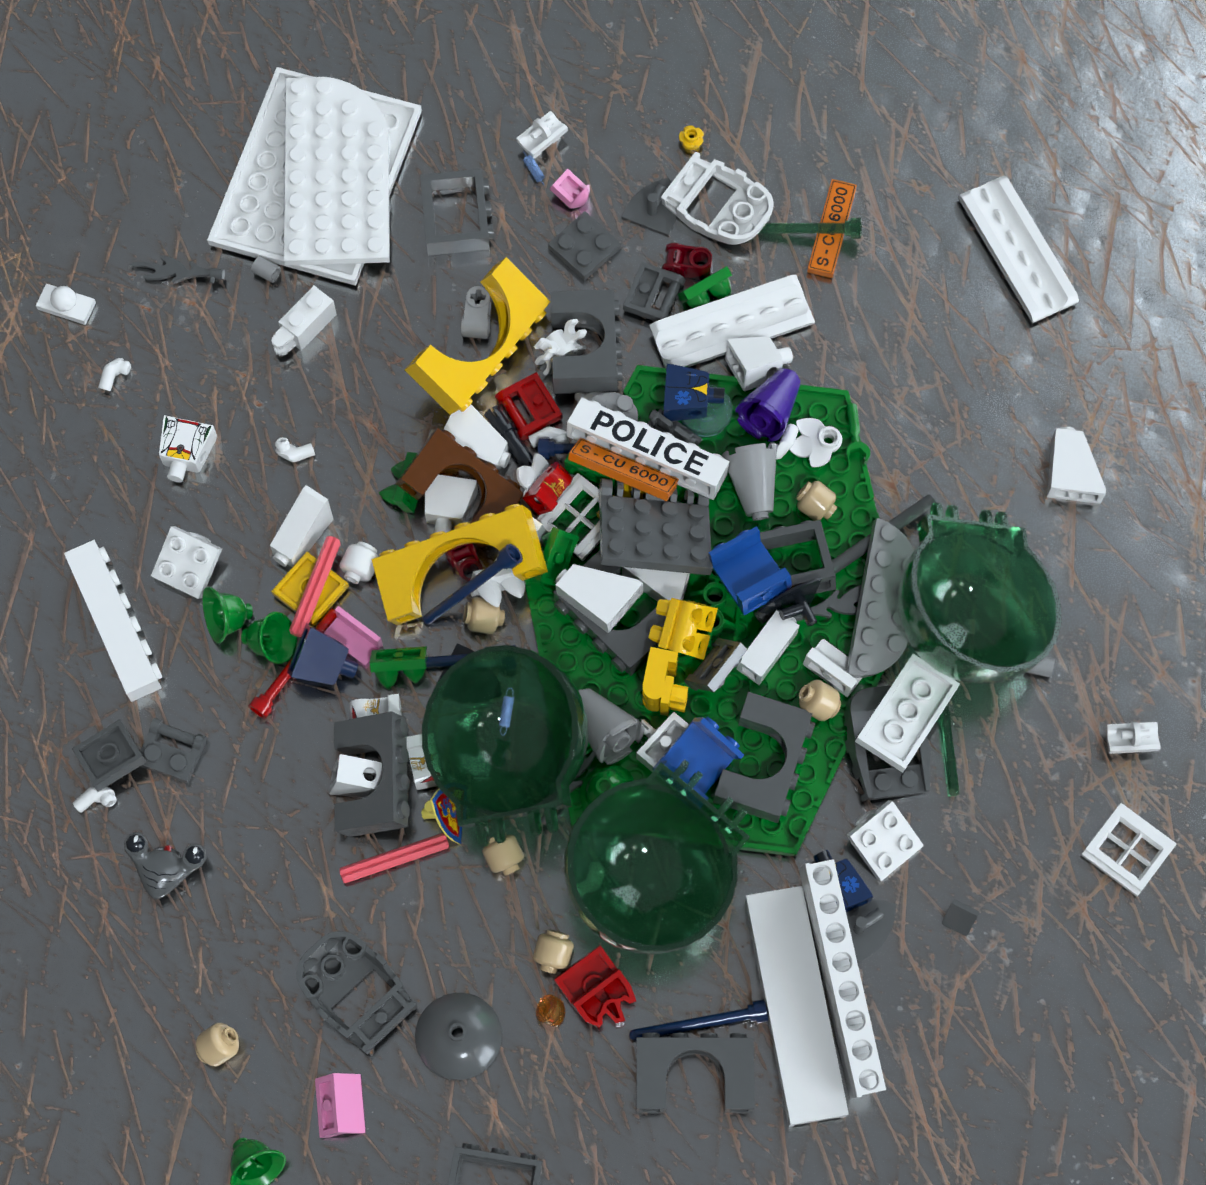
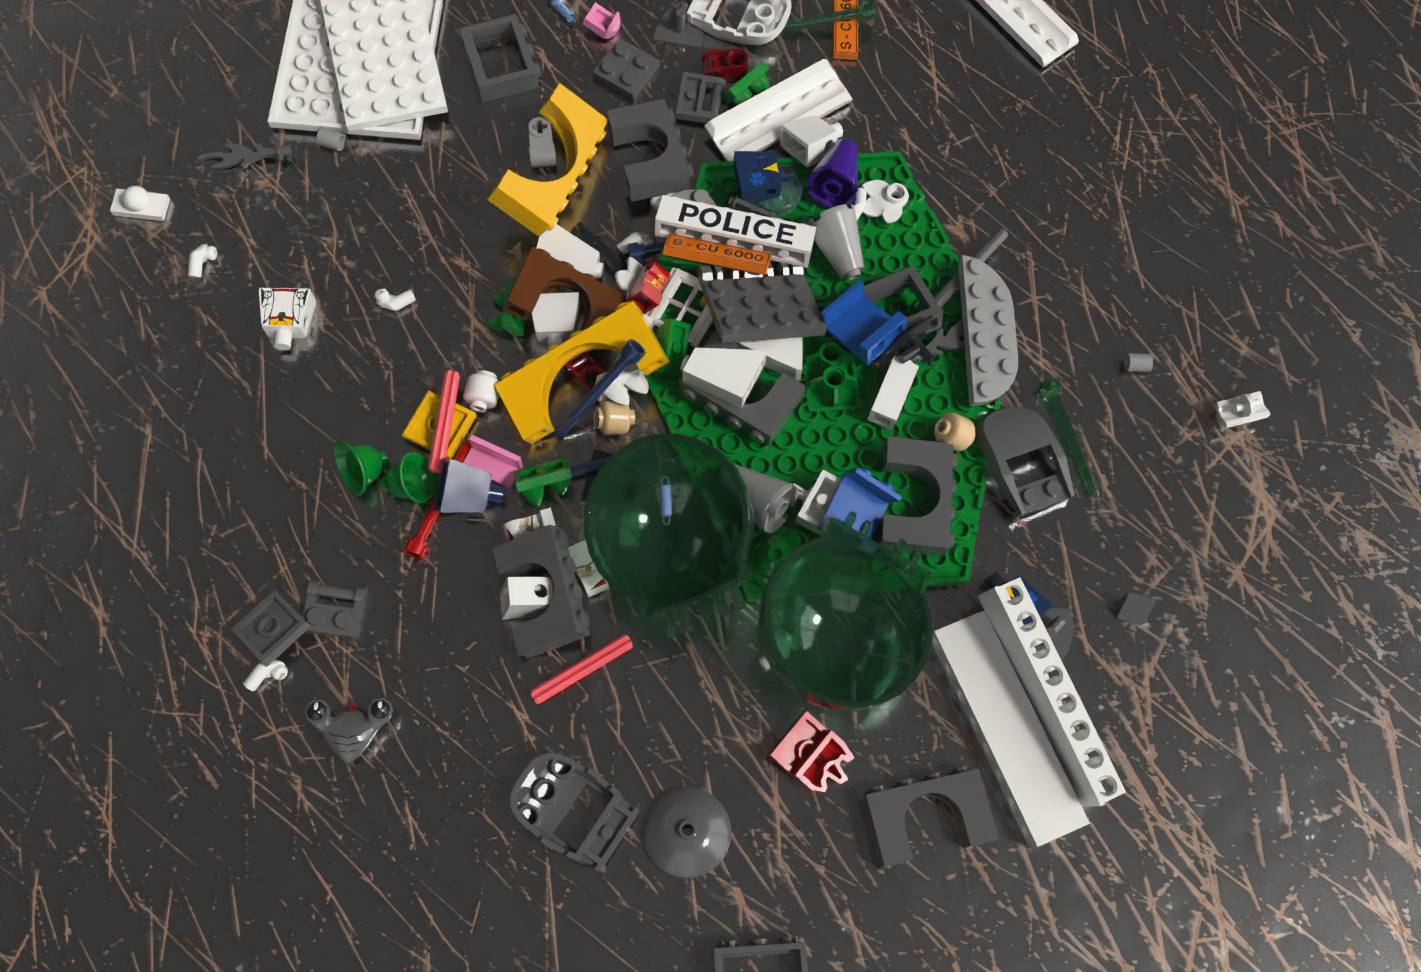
camera: 20 degrees left, 0 degrees up
(113, 621) = (248, 494): white brick -> none
(186, 561) = (310, 423): white plate -> none
(217, 1044) = (445, 899): tan head -> none
(301, 527) = (418, 367): white slope -> none
(303, 321) = (378, 178): white hinge -> none
(339, 1104) = (584, 931): bright pink panel -> none
(444, 812) = (623, 611): shield -> none
(503, 856) = (689, 644): tan head -> none
(536, 401) = (615, 212): red plate -> none
(550, 1010) = (772, 786): clear orange tile -> none
(553, 951) = (761, 726): tan head -> none
(560, 344) = (627, 154): white pin -> none
(658, 687) = (802, 448): yellow hips -> none
(681, 626) = (813, 387): yellow hips -> none
(717, 665) = (851, 418): dark grey plate -> none
(754, 1012) = (970, 742): dark blue piece -> none
(816, 501) = (901, 251): tan head -> none
(831, 666) = (955, 398): white panel -> none
(854, 429) = (922, 198): green piece -> none
(884, 839) = (1045, 550): white plate -> none
(907, 713) = (1039, 427): white plate -> none
(977, 598) = (1078, 309): clear green windscreen -> none
(1073, 468) = (1117, 183): white slope -> none
(1143, 830) = (1258, 534): white piece -> none

